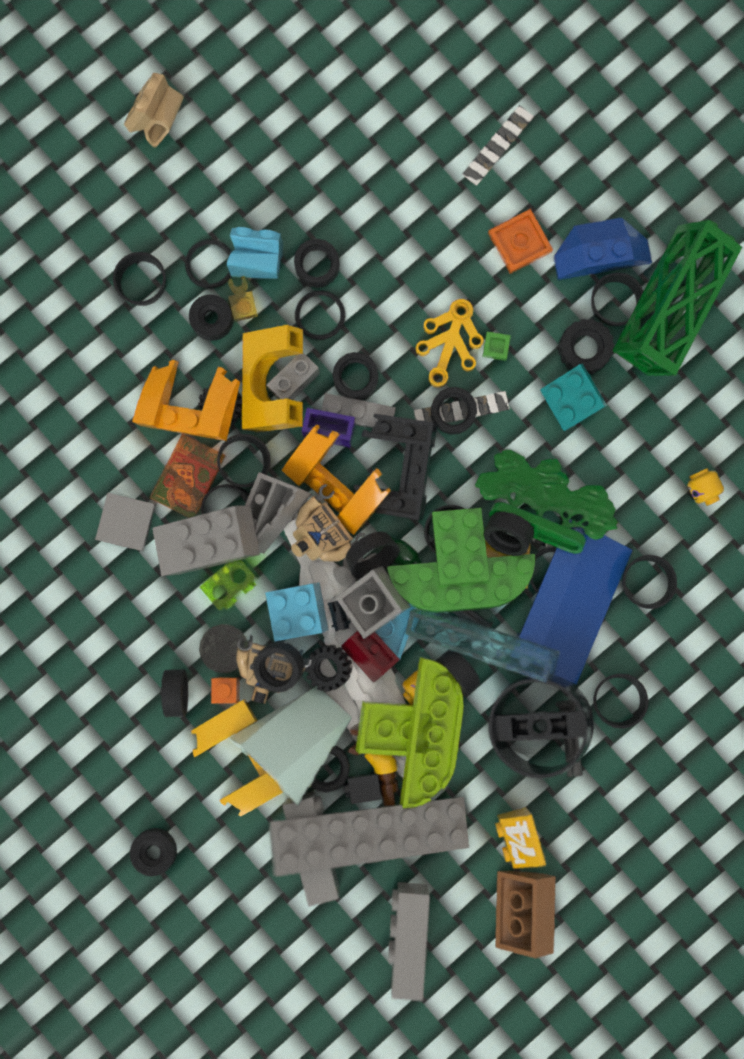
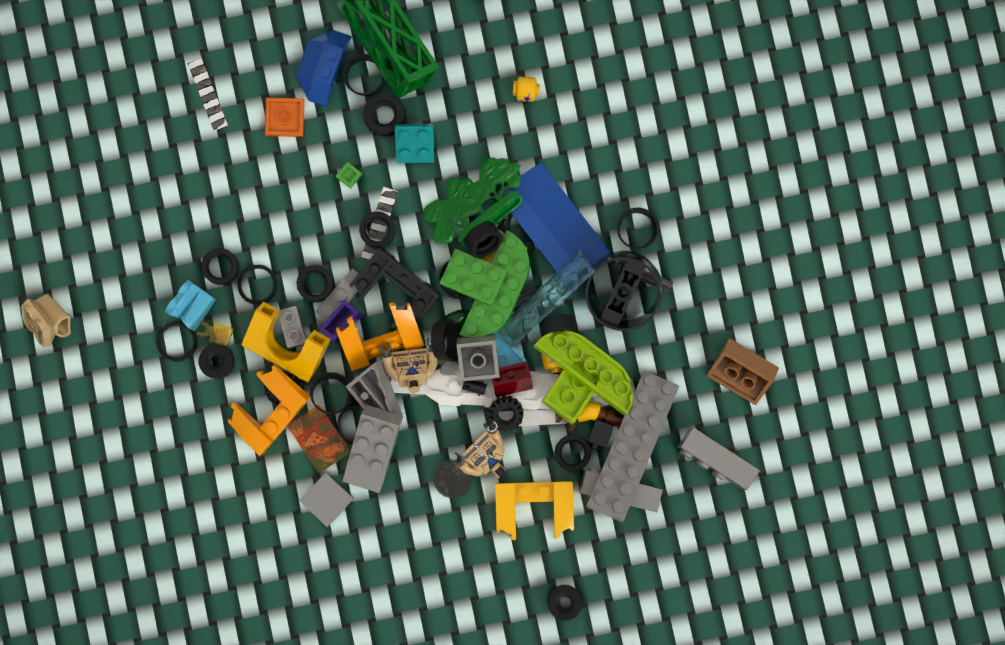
camera: 65 degrees left, 0 degrees up
(133, 258) = (142, 395): black tyre -> none
(174, 693) = (464, 527): black tyre -> none
(225, 578) = (404, 450): clear neon green brick -> none
(225, 690) = (482, 492): orange brick -> none
(263, 676) = (486, 459): black tyre -> none
(295, 740) = (541, 462): light aqua wedge -> none
(296, 611) = (455, 413): medium azure brick -> none
(451, 338) = (326, 203): yellow plant -> none
(520, 839) = (691, 347): yellow slope -> none
(671, 575) = (569, 146): black tyre -> none

